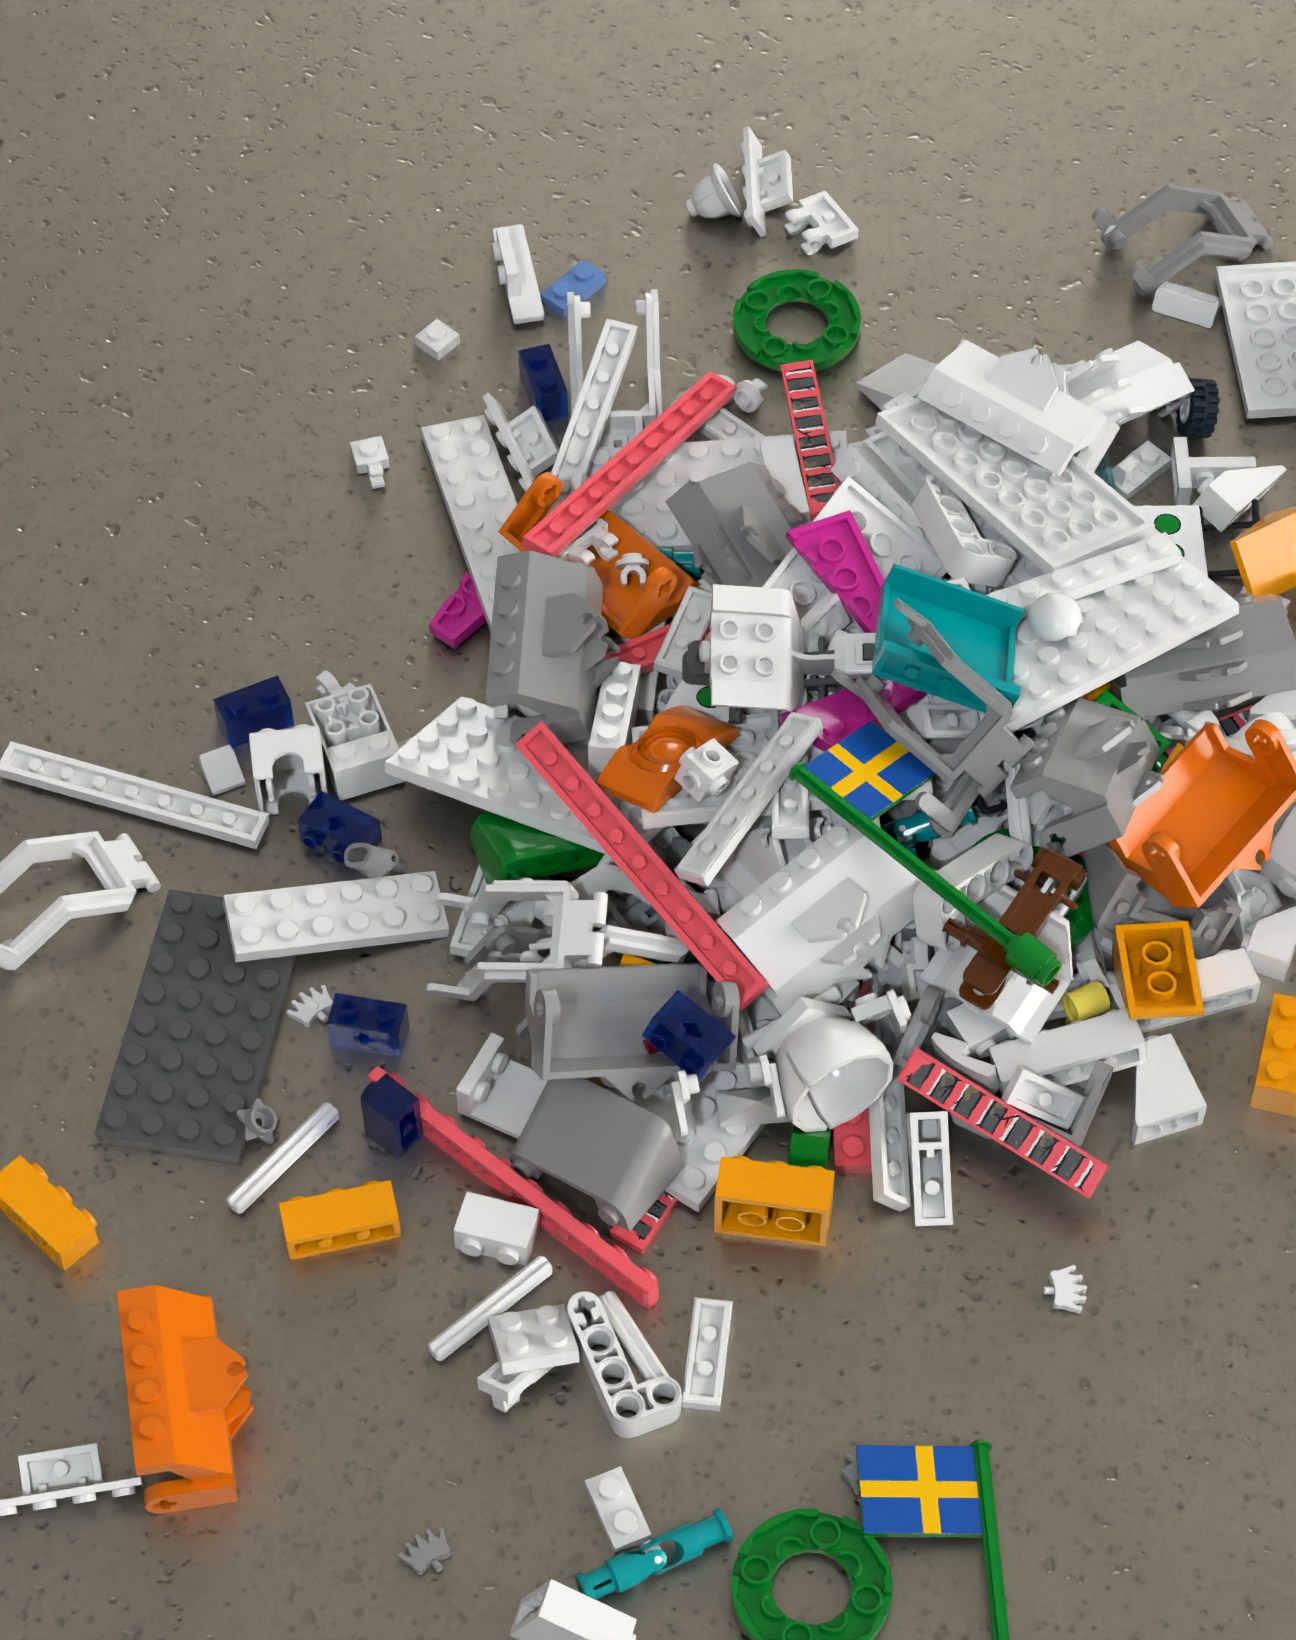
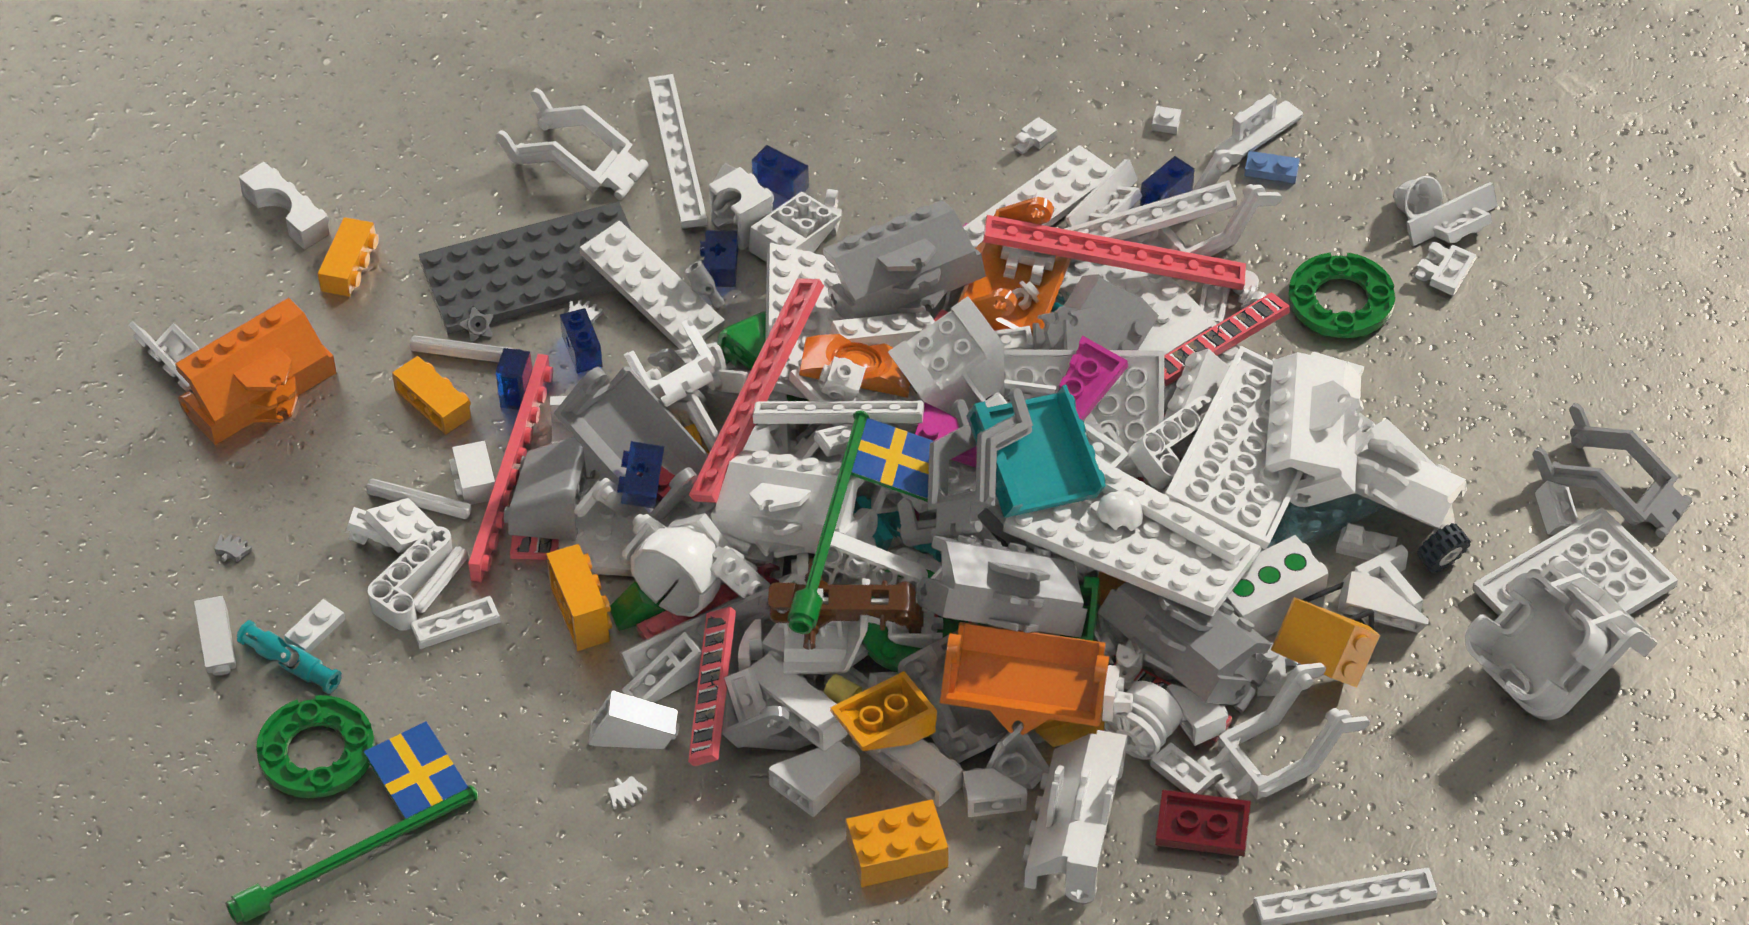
camera: 60 degrees right, 5 degrees down
(985, 1236) = (633, 723): none -> white slope

